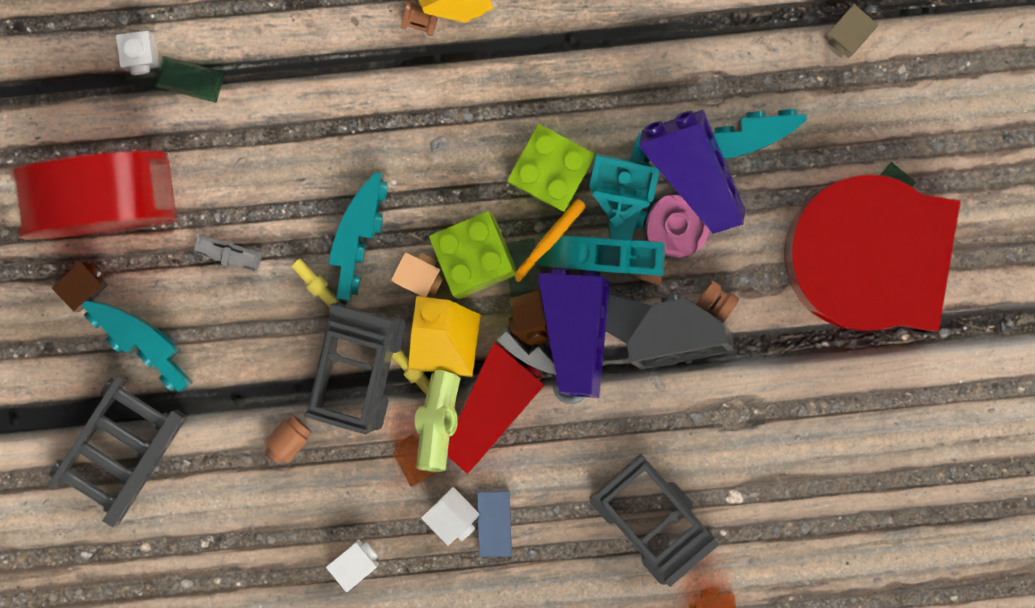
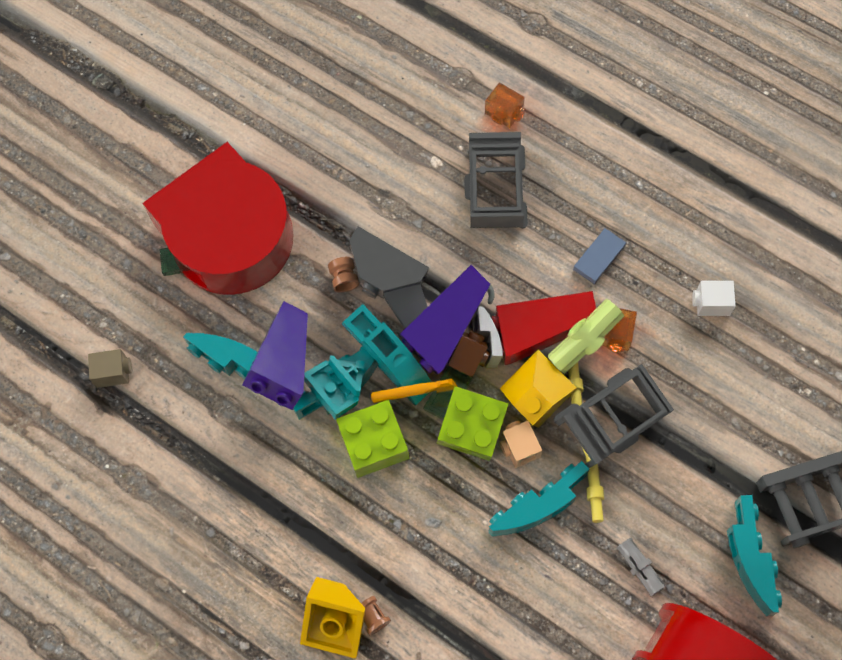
camera: 135 degrees left, 20 degrees down
(80, 285) = (769, 629): reddish brown brick -> none
(287, 440) = (697, 408): nougat brick -> none
(451, 517) = (625, 277): white brick -> none
(676, 225) = (325, 338): bright pink tile -> none

